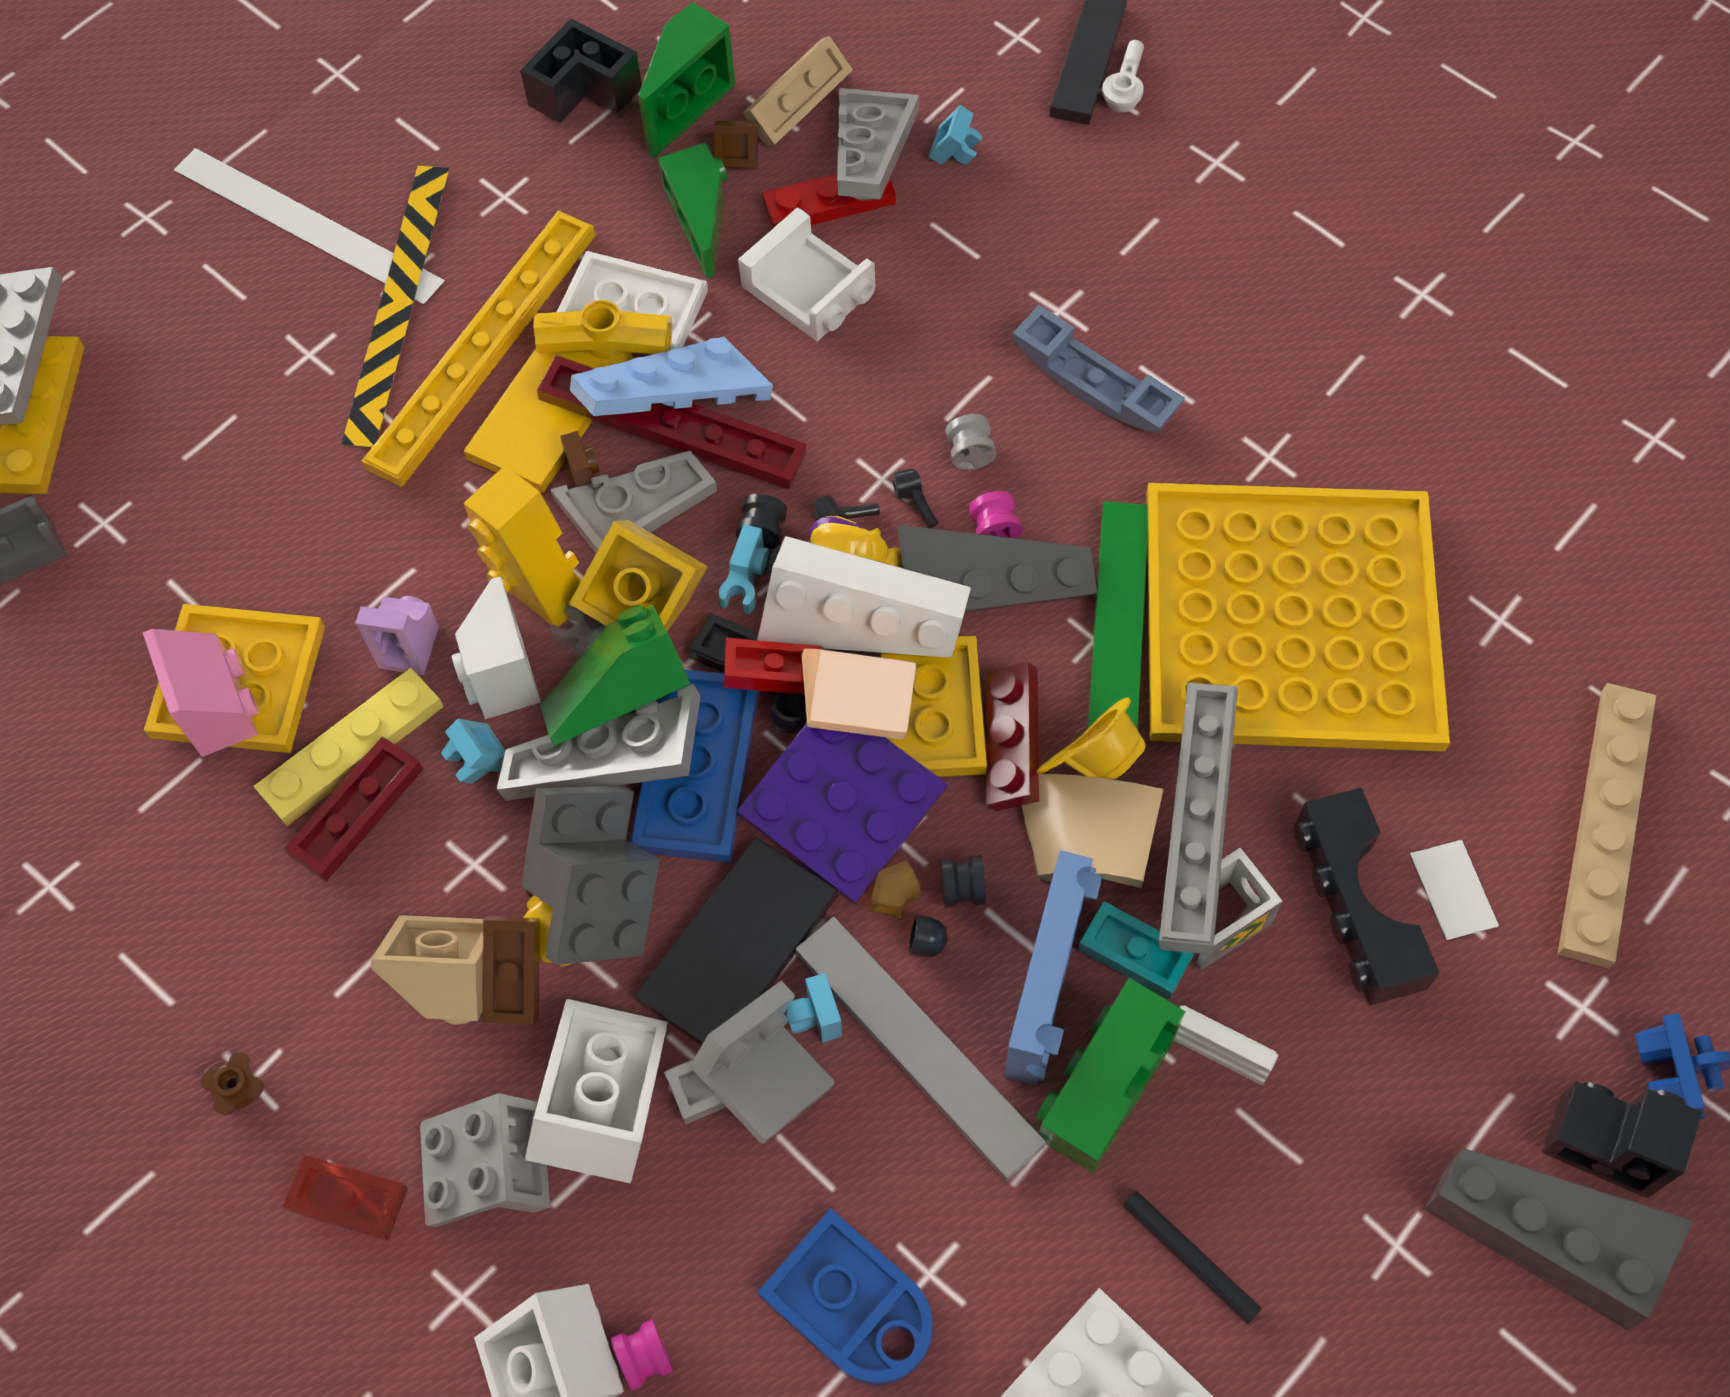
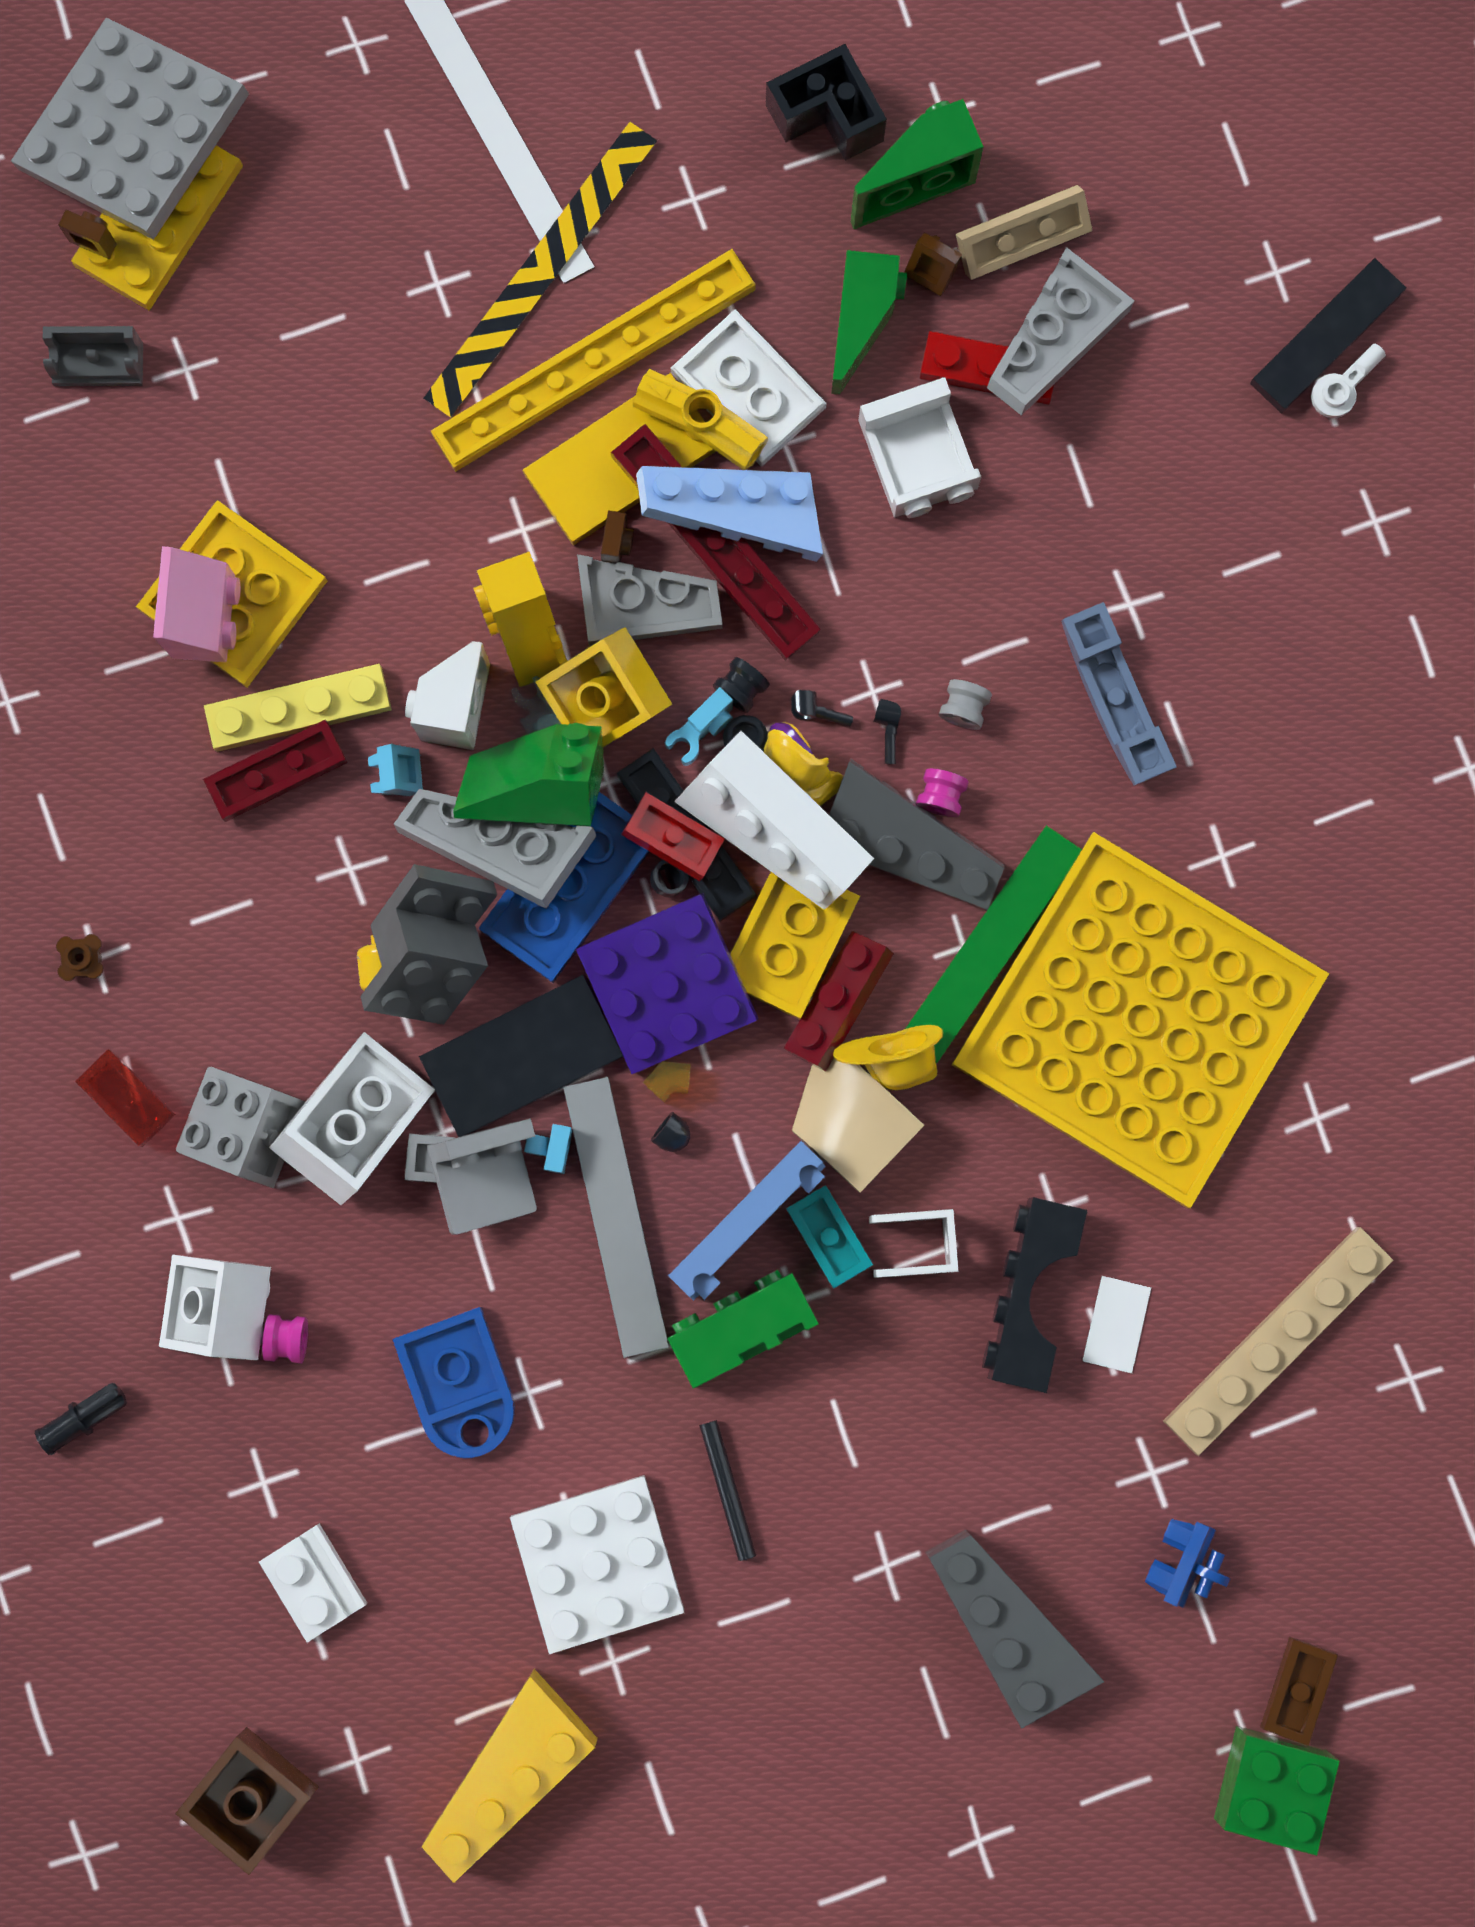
camera: 25 degrees right, 20 degrees up
(399, 633) = (385, 628): lavender arch -> none
(435, 965) = (280, 946): tan slope -> none
(511, 970) = (331, 986): reddish brown plate -> none
(857, 693) = (724, 904): light nougat slope -> none
(954, 138) = (1138, 364): medium azure tile -> none
(963, 881) = (725, 1105): black wheel -> none
(1199, 820) = (938, 1164): light grey tile -> none
(1225, 1046) = (848, 1349): white tile -> none
(1623, 1143) = (1106, 1597): black brick -> none

